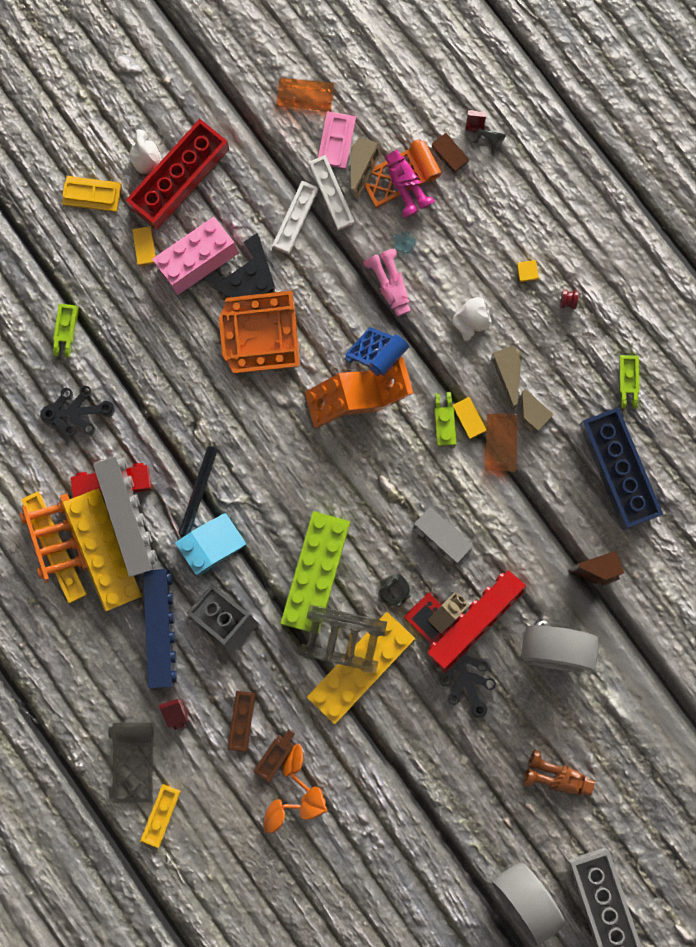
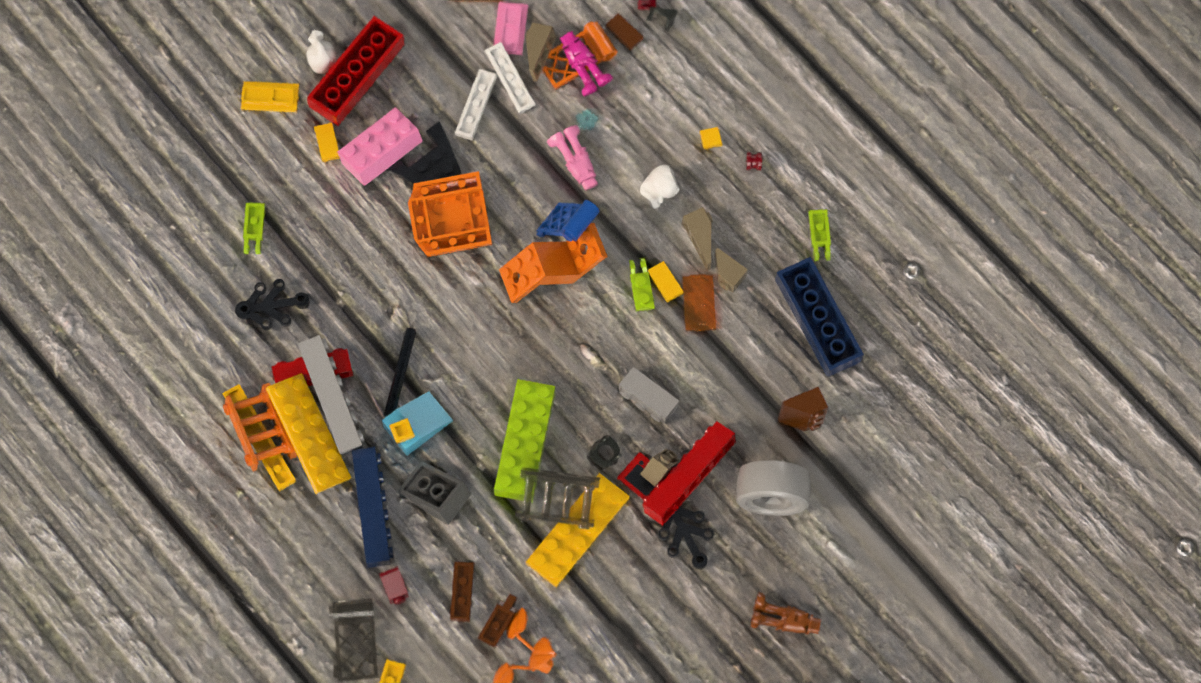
camera: 10 degrees left, 10 degrees down
(193, 557) = (402, 431): none -> yellow tile

